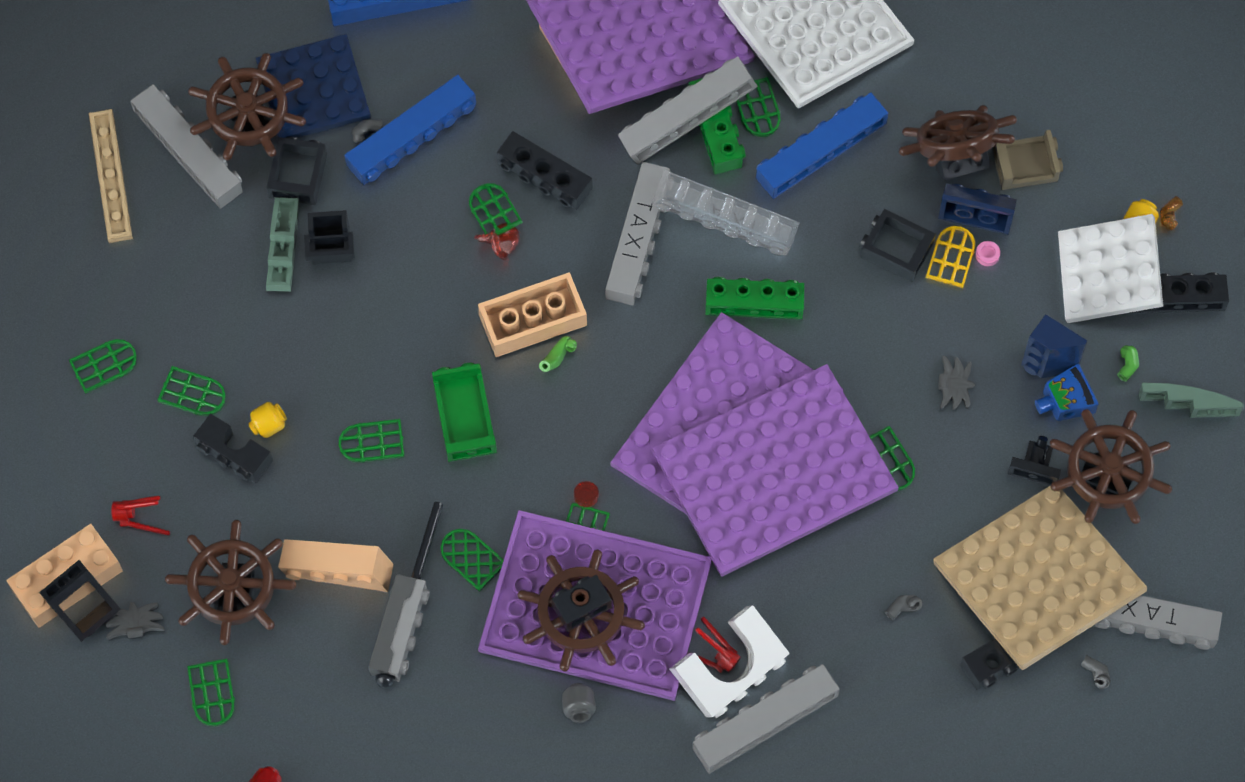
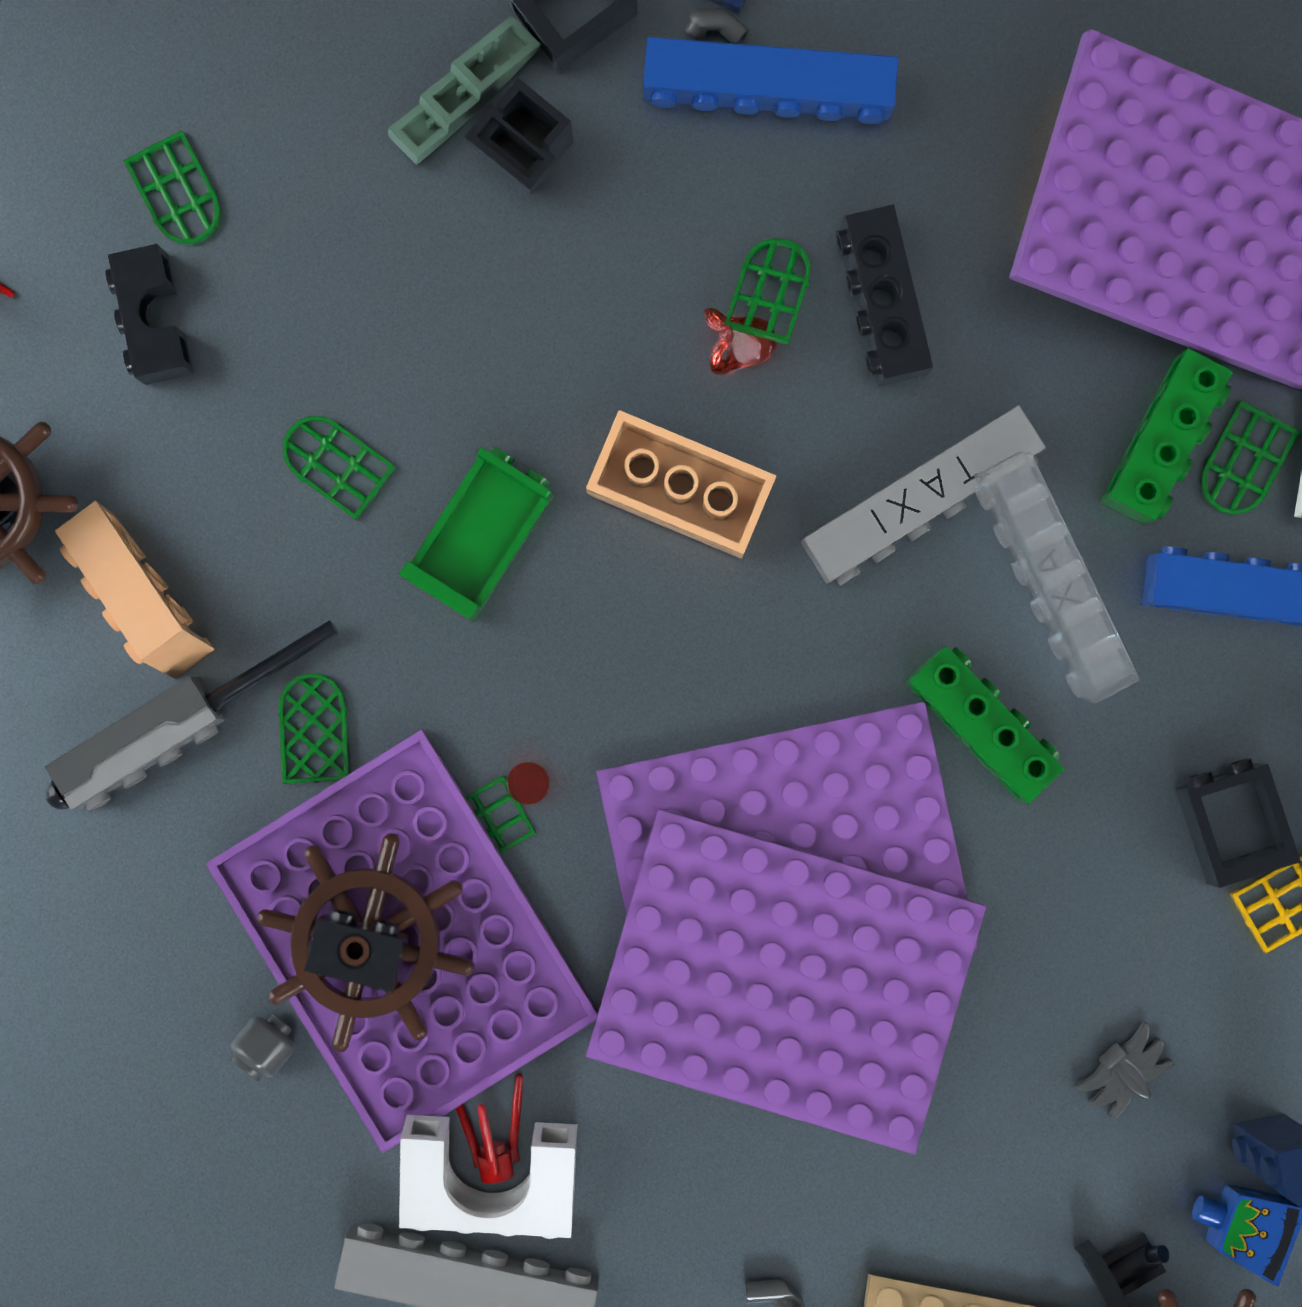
camera: 45 degrees right, 20 degrees up
(99, 373) = (92, 35): green window -> none
(267, 419) = (226, 316): yellow head -> none
(557, 353) = (665, 563): bright green arm -> none
(687, 110) = (1148, 389): light grey brick -> none
(890, 449) = (949, 1111): green window -> none

